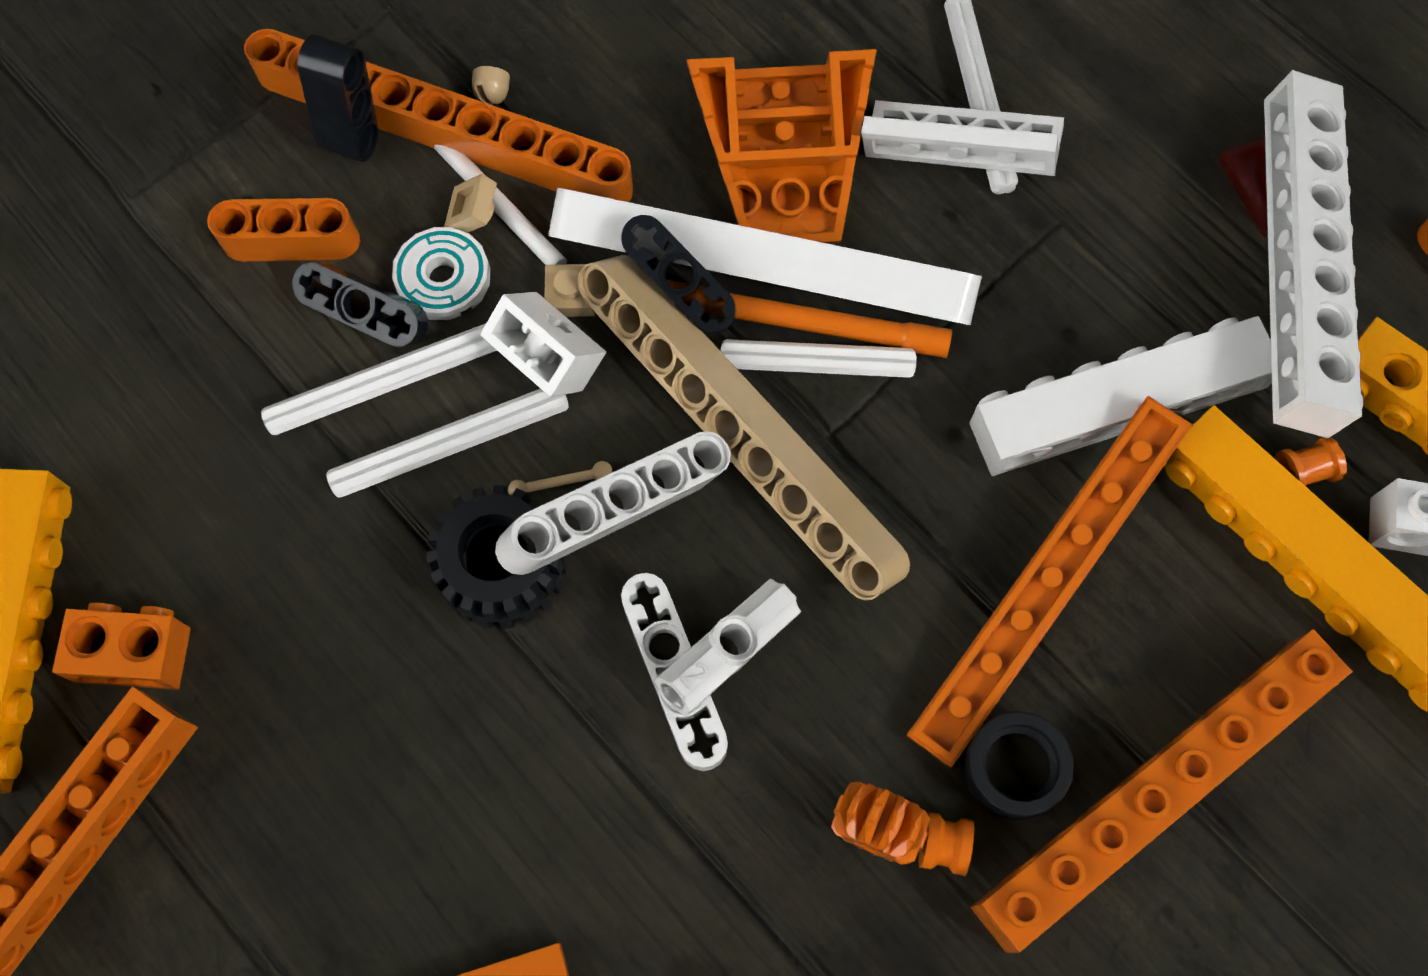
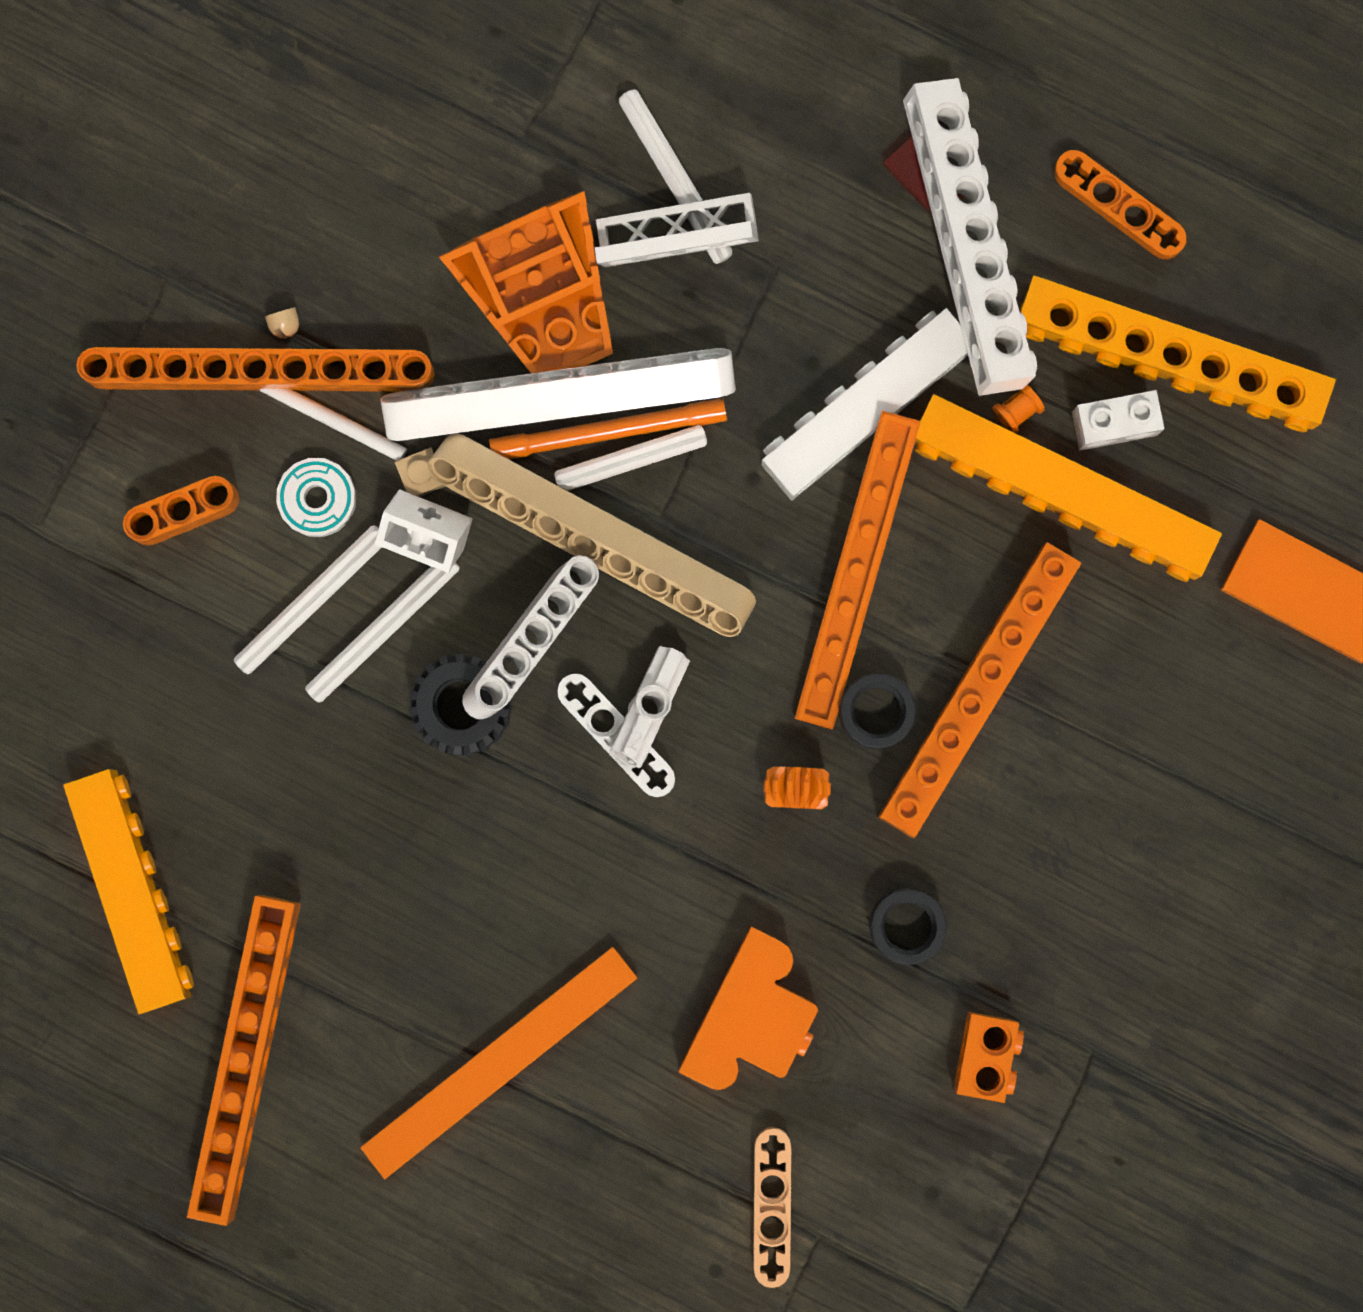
camera: 20 degrees left, 15 degrees up
(121, 655) = (225, 879): orange brick -> none
(338, 97) = (182, 395): black beam -> none
(339, 305) = (238, 557): black beam -> none
(471, 204) = (315, 435): tan plate -> none
(598, 471) = (504, 608): tan hinge -> none
(645, 256) = (534, 441): black beam -> none
(948, 844) = (846, 783): orange wheel -> none

